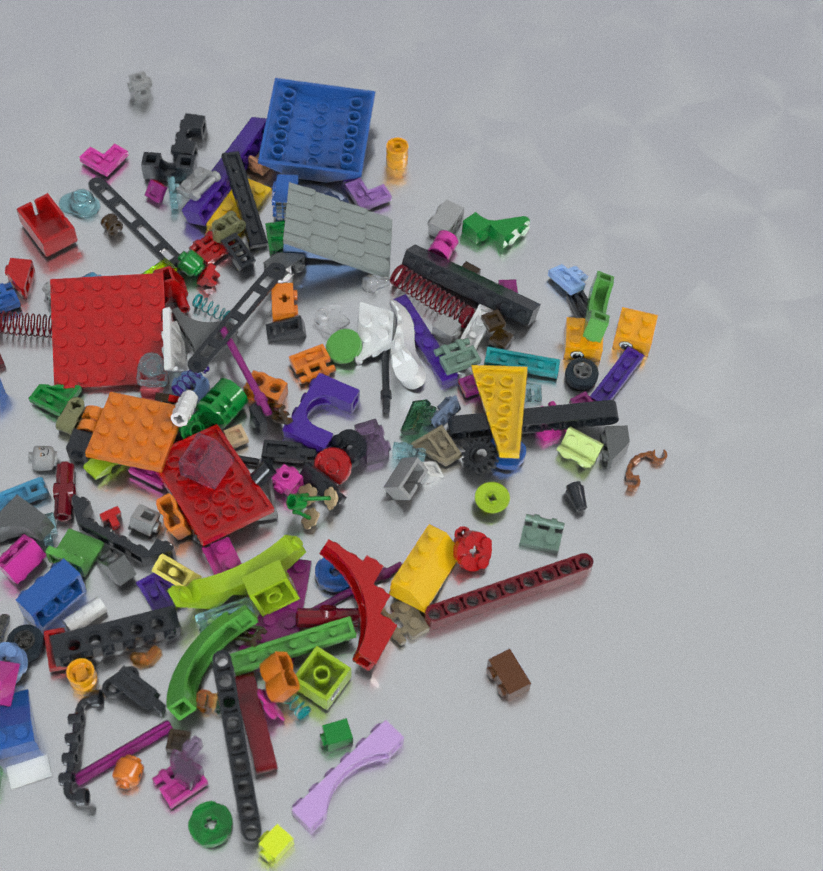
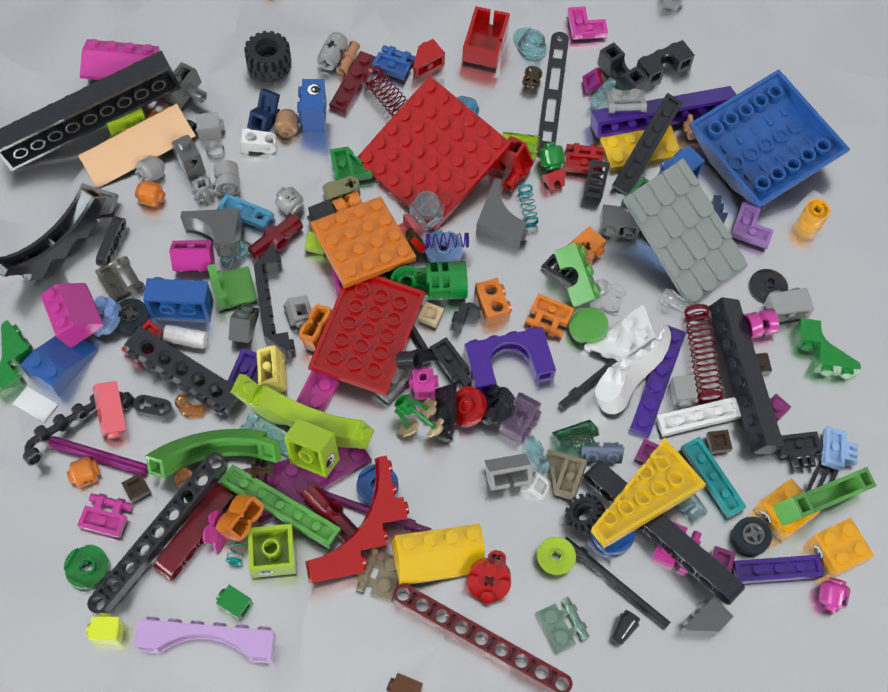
camera: 50 degrees right, 5 degrees up
(82, 676) = (132, 376): light orange wheel -> none
(95, 712) = (109, 409): none -> coral brick
(111, 517) = (281, 287): red tile -> none
(137, 689) = (152, 421): black hinge -> none
(174, 344) = (464, 205): white wing -> none
(182, 765) = (111, 508): clear purple brick -> none
(184, 408) = (411, 257): white axle -> none
(199, 363) = (462, 234): black piece -> none
(205, 461) = (377, 309): clear pink slope -> none
(227, 226) = (608, 152): olive piece -> none
(259, 397) = (475, 302): magenta bar -> none
(279, 415) = (475, 328): dark brown tile -> none
(288, 310) = (585, 289): none -> bright green arch
(415, 221) = (761, 288): none -> black dish
(459, 359) = (660, 423): sand green plate -> none
(493, 321) = (726, 421): dark brown plate -> none
(545, 477) = (582, 555): none -> black bar
(550, 297) = (801, 448): none -> black hinge
(580, 448) = (673, 592): yellowish green bracket -> none
(635, 460) = (709, 651): dark orange piece -> none
(660, 359) = (834, 594): none -> dark pink head

